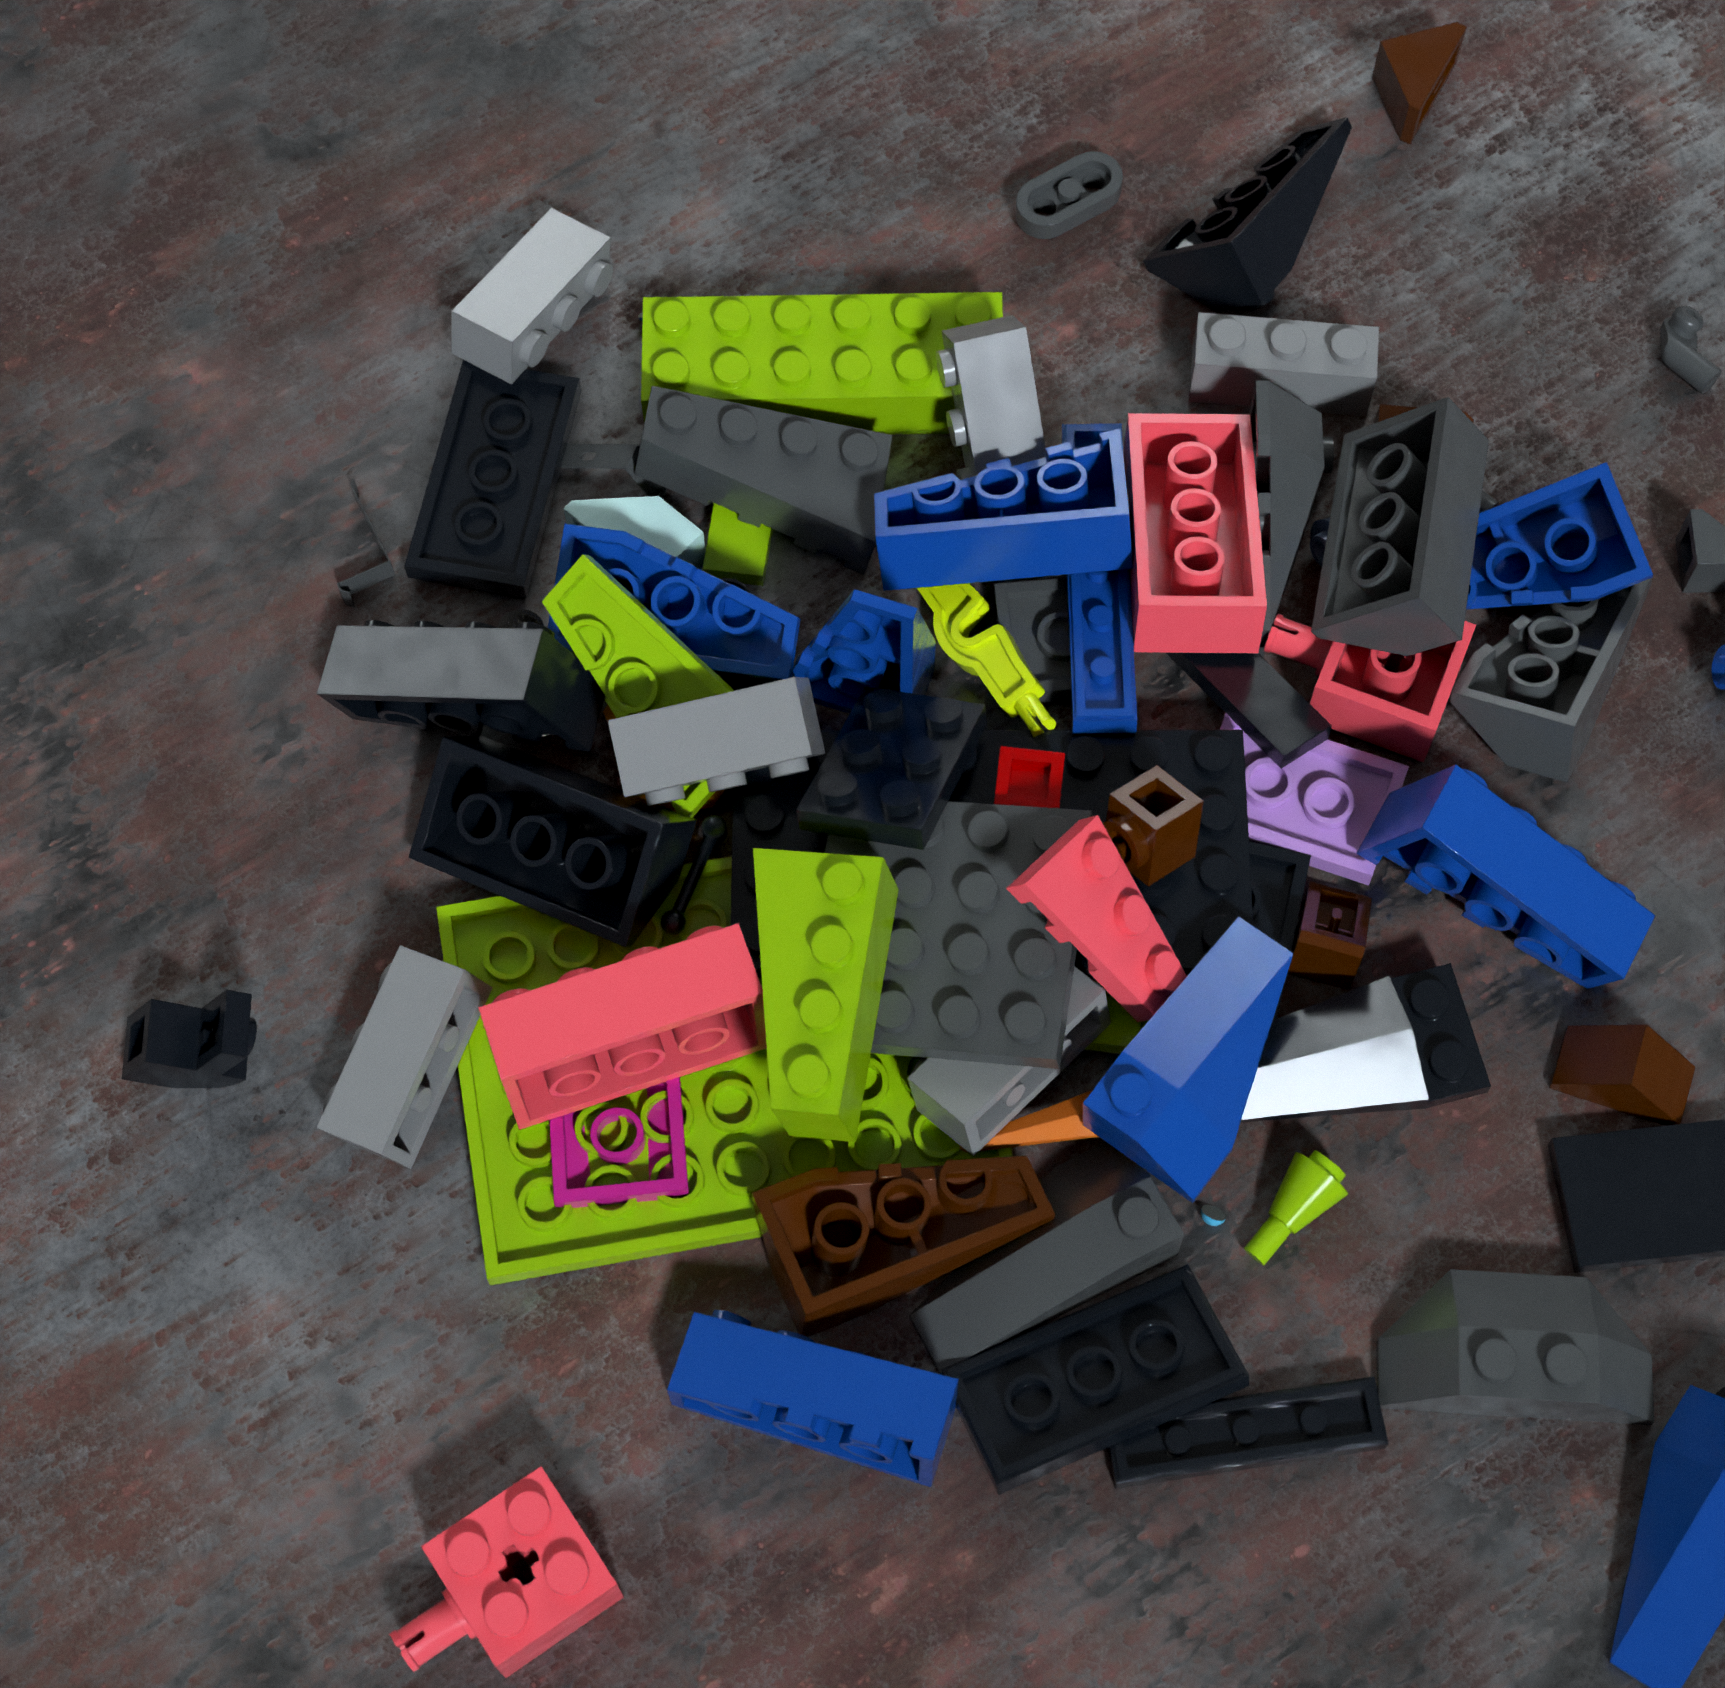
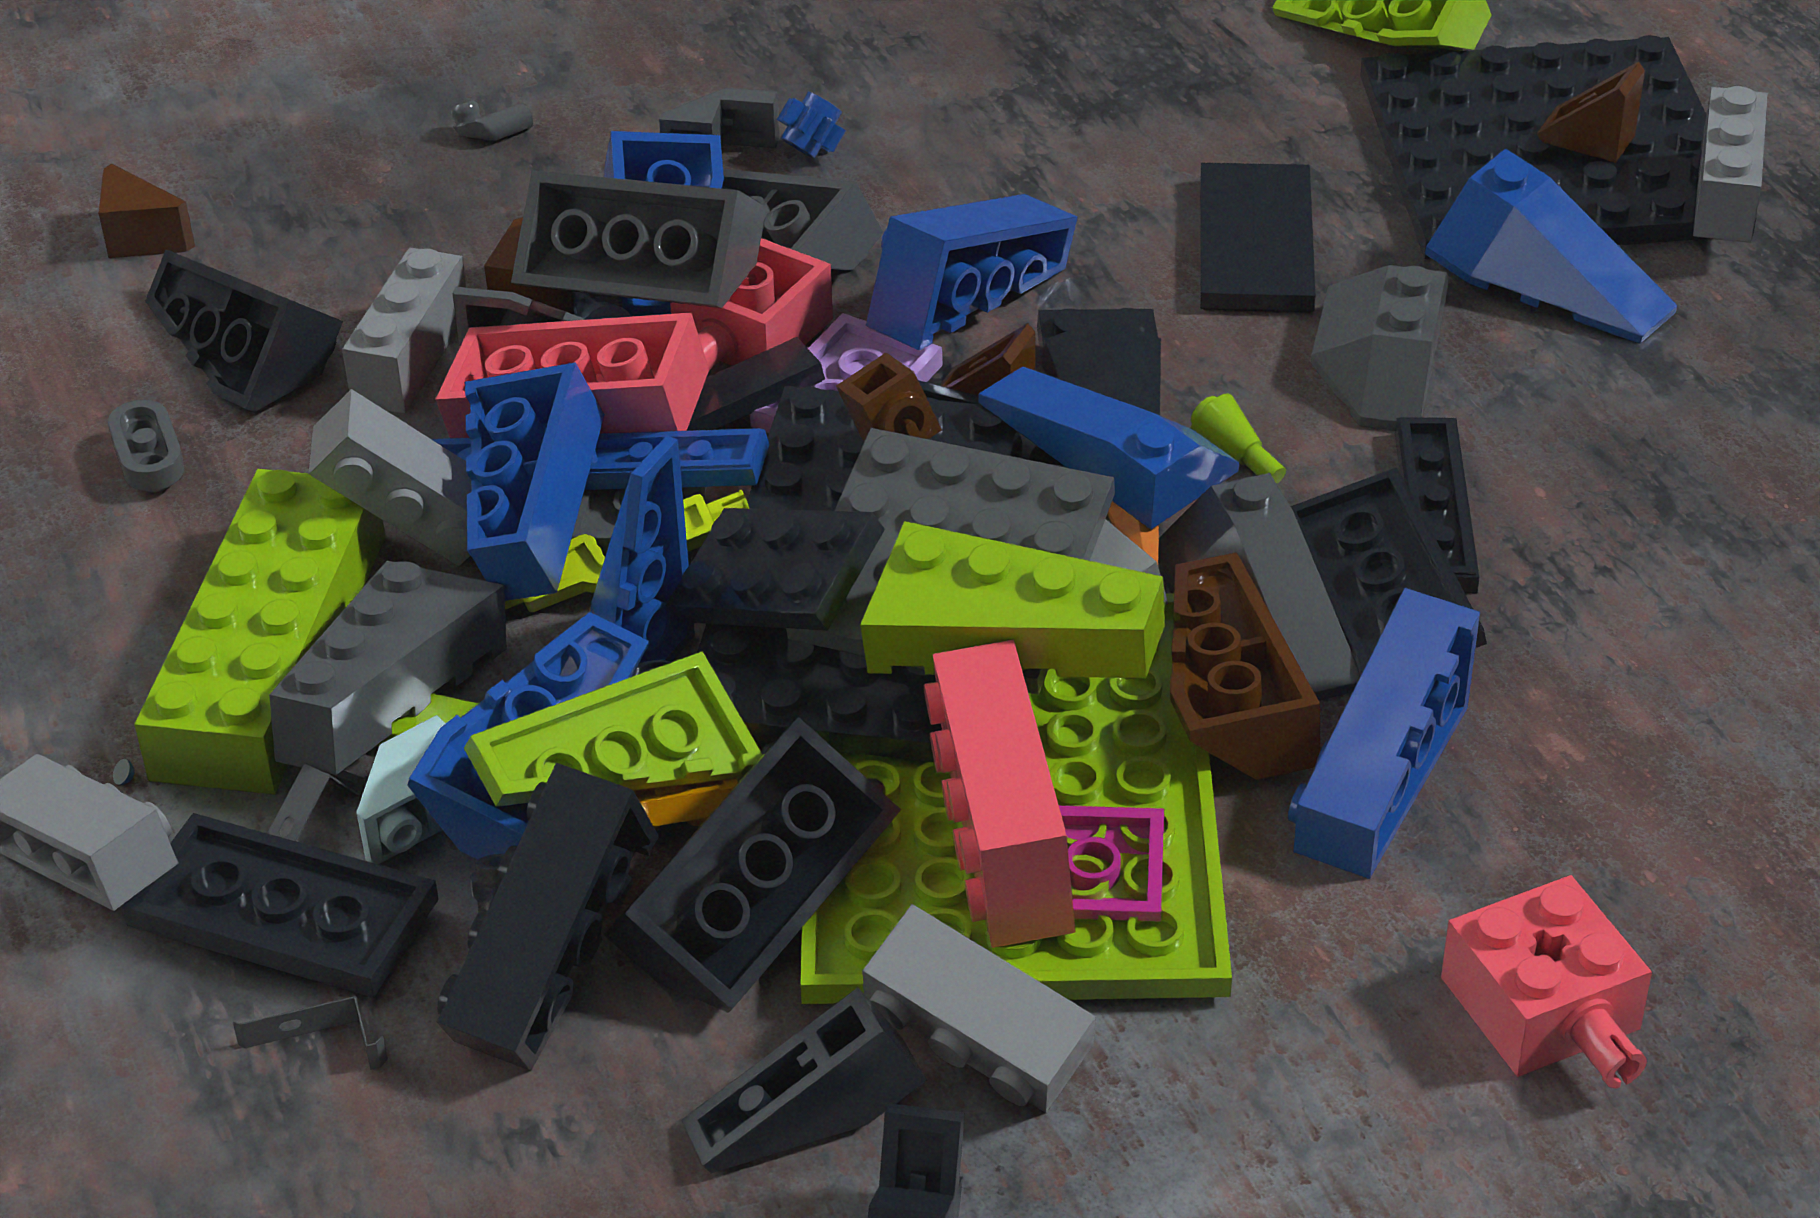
camera: 80 degrees left, 25 degrees down
(319, 935) = (811, 1087): none -> black slope
(717, 740) = (712, 676): light grey brick -> none
(1029, 777) = (811, 487): red plate -> none
(1101, 911) = (972, 433): coral wing -> none
(1625, 1071) = (1145, 252): reddish brown slope -> none

